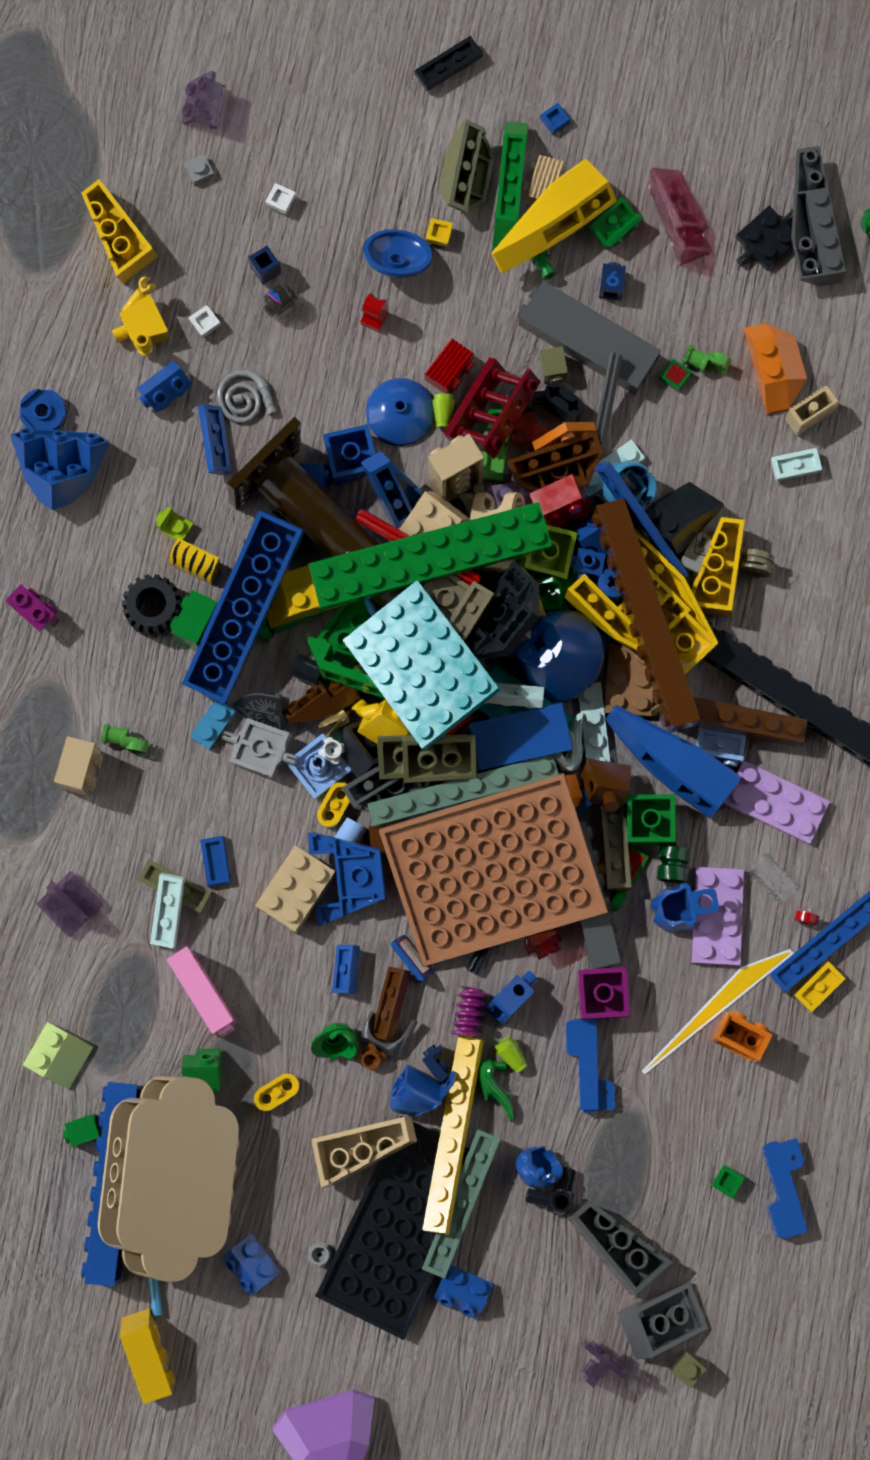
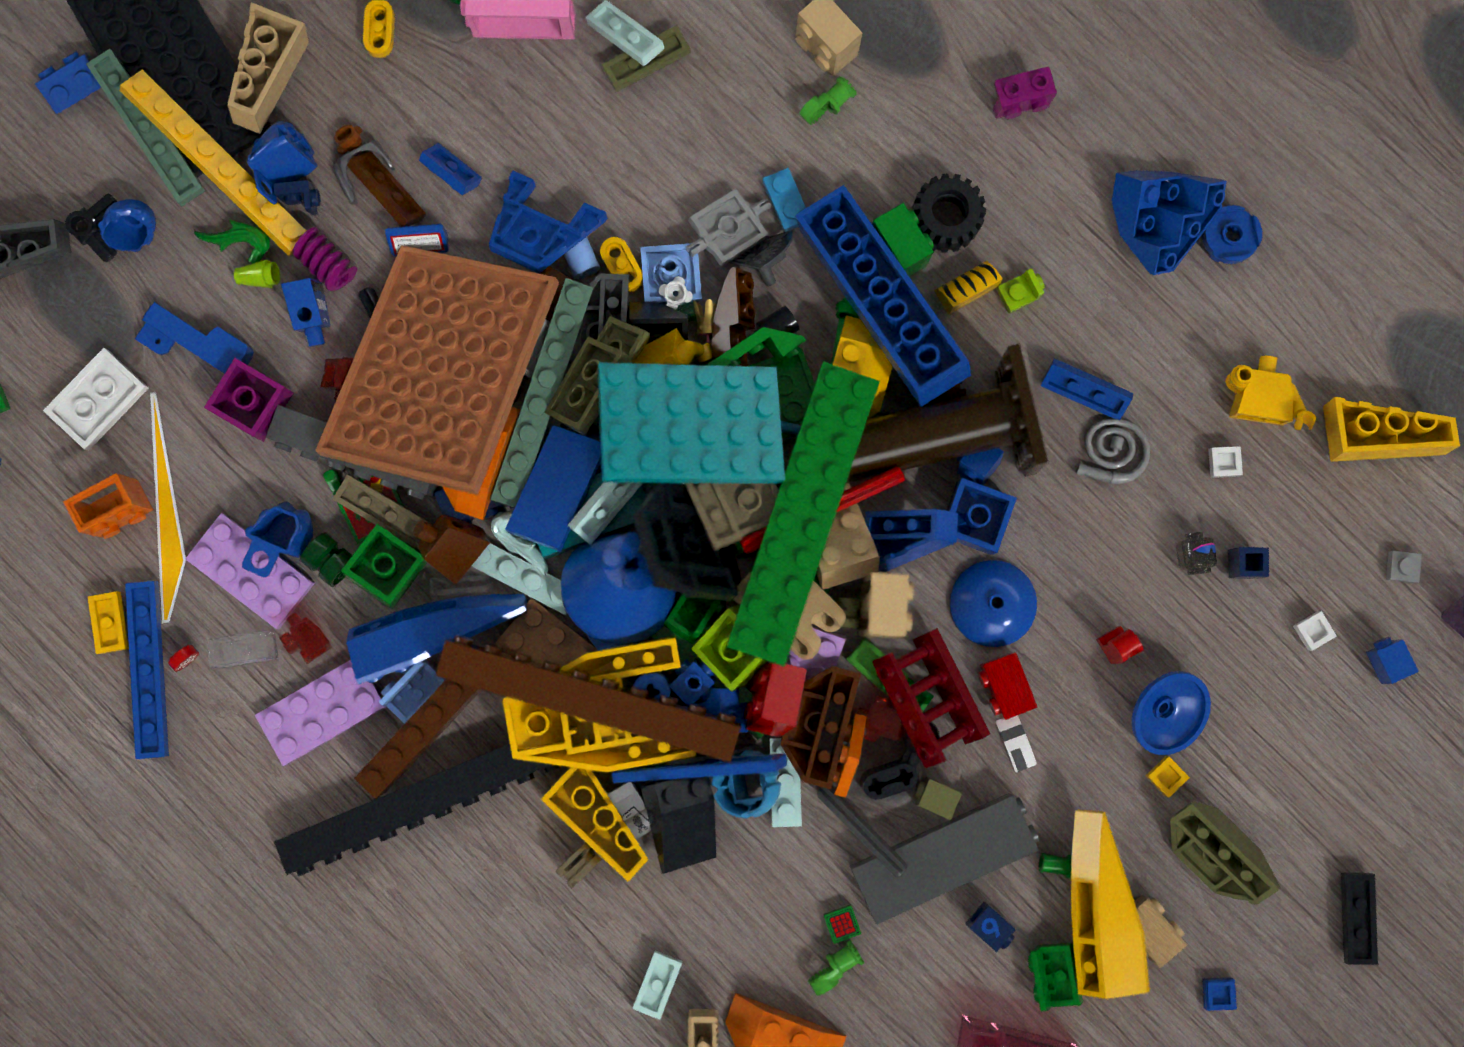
camera: 120 degrees right, 5 degrees up
(163, 387) = (1178, 371): blue brick -> none
(215, 861) = (645, 115): blue tile -> none
(268, 139) = (1391, 660): none -> blue brick
(295, 889) = (561, 168): tan brick -> none
(335, 1041) = (387, 113): green piece -> none
(443, 409) = (965, 648): lime cone -> none
(483, 339) = (1016, 743): none -> white sticker
(510, 179) = (1179, 893): green slope -> none
(675, 1106) = (96, 399): none -> white plate
(735, 843) = (305, 636): none -> clear red piece

